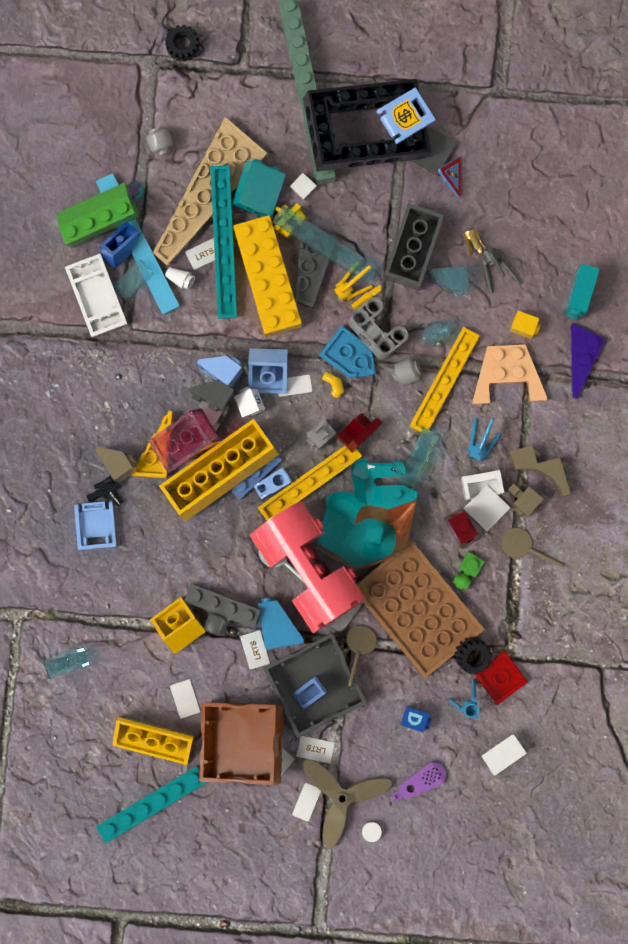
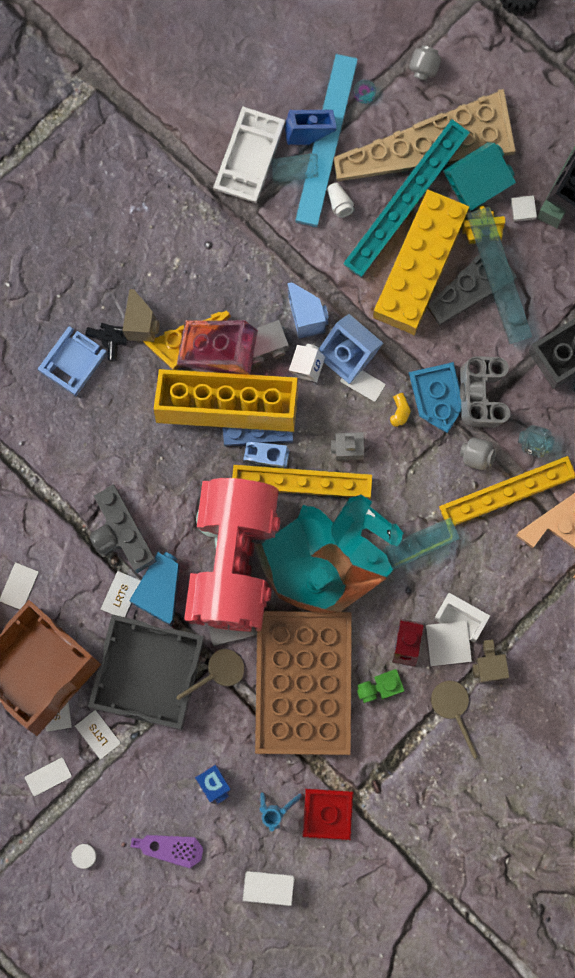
camera: 45 degrees right, 5 degrees down
(97, 215) = (310, 85): bright green slope -> none
(177, 625) = (68, 512): yellow slope -> none
(201, 254) = (376, 195): white sticker -> none
(213, 393) = (280, 326): dark grey slope -> none
(309, 692) = (137, 675): medium blue slope -> none
(337, 811) = (80, 777): dark tan piece -> none
(344, 290) = (482, 331): yellow plant -> none
(358, 431) = (386, 472): dark red panel -> none
(366, 296) = (509, 357): yellow piece -> none
(478, 664) = (318, 756): black tyre -> none
(479, 451) = (485, 583): dark azure plant -> none
(553, 469) = (542, 658): dark tan arch -> none

